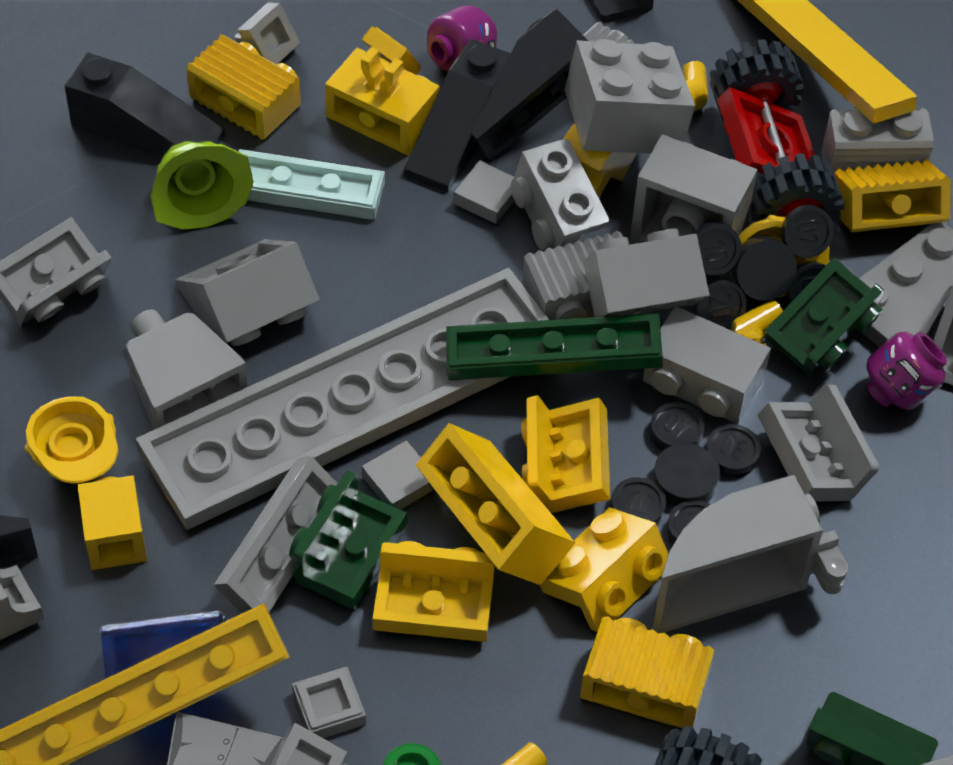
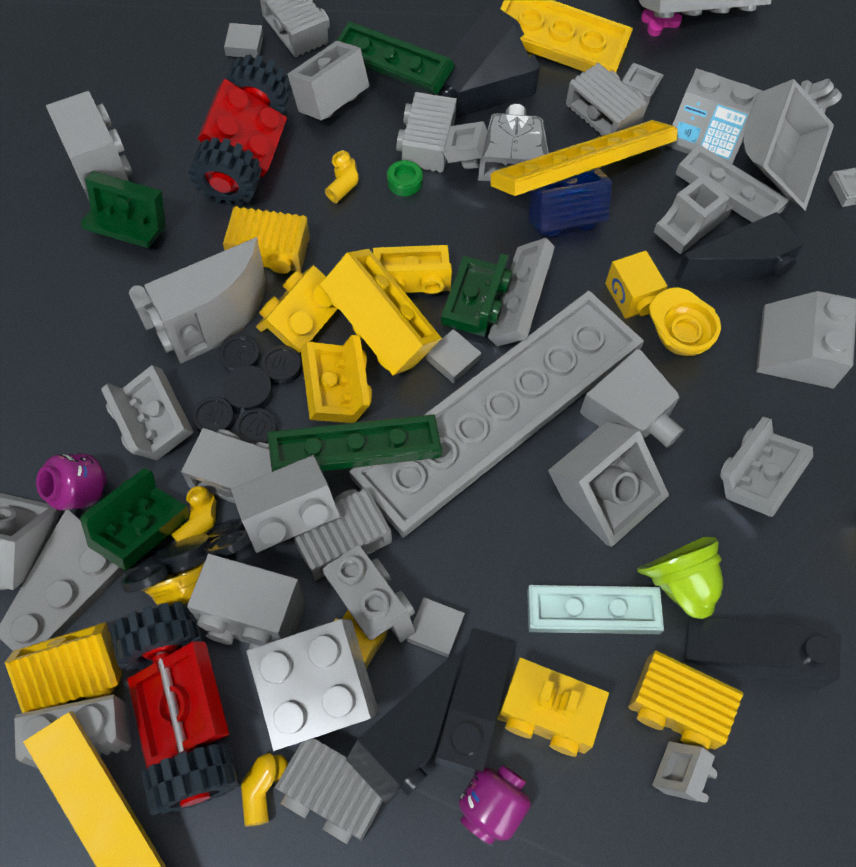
camera: 170 degrees right, 10 degrees up
(329, 703) = (463, 208): light grey tile -> none
(390, 49) = (559, 769): yellow tile -> none

